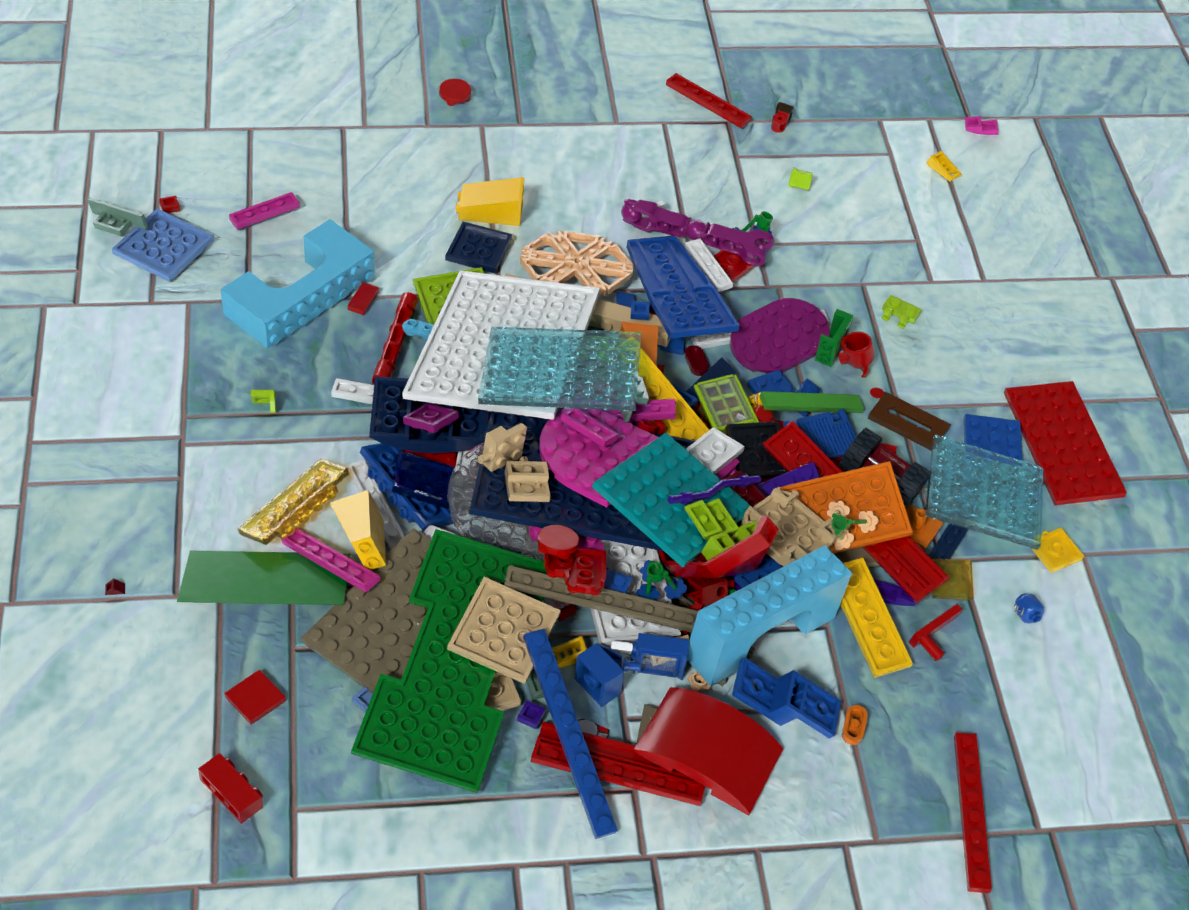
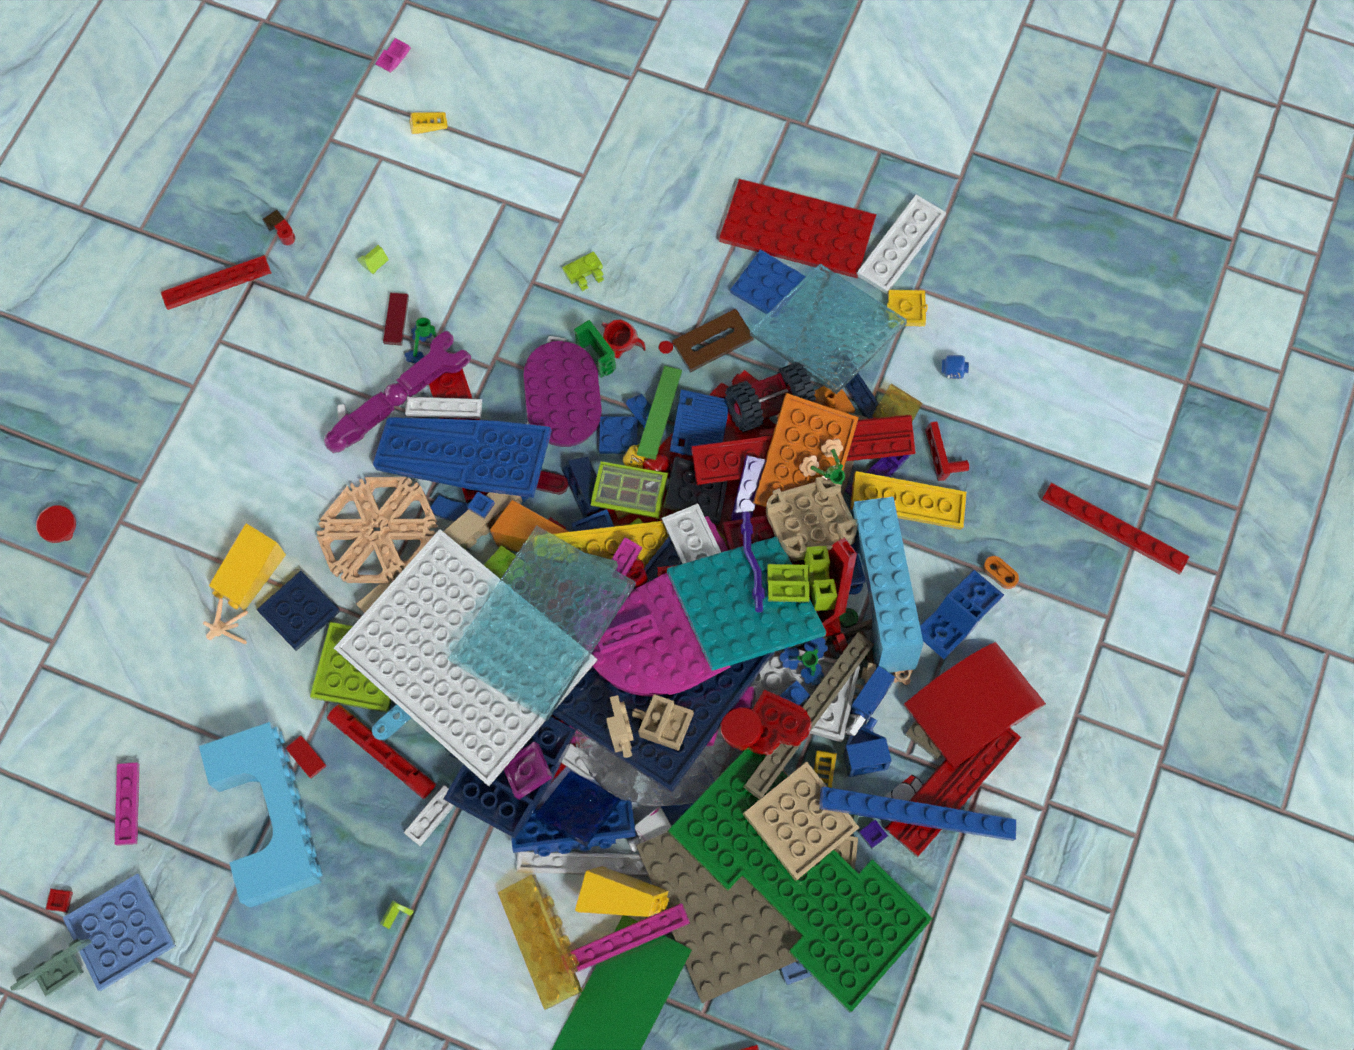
camera: 55 degrees left, 20 degrees up
(435, 206) = (219, 627): none -> light nougat plant
(775, 208) = (396, 319): none -> dark red tile
(1115, 522) = (901, 244): none -> white plate

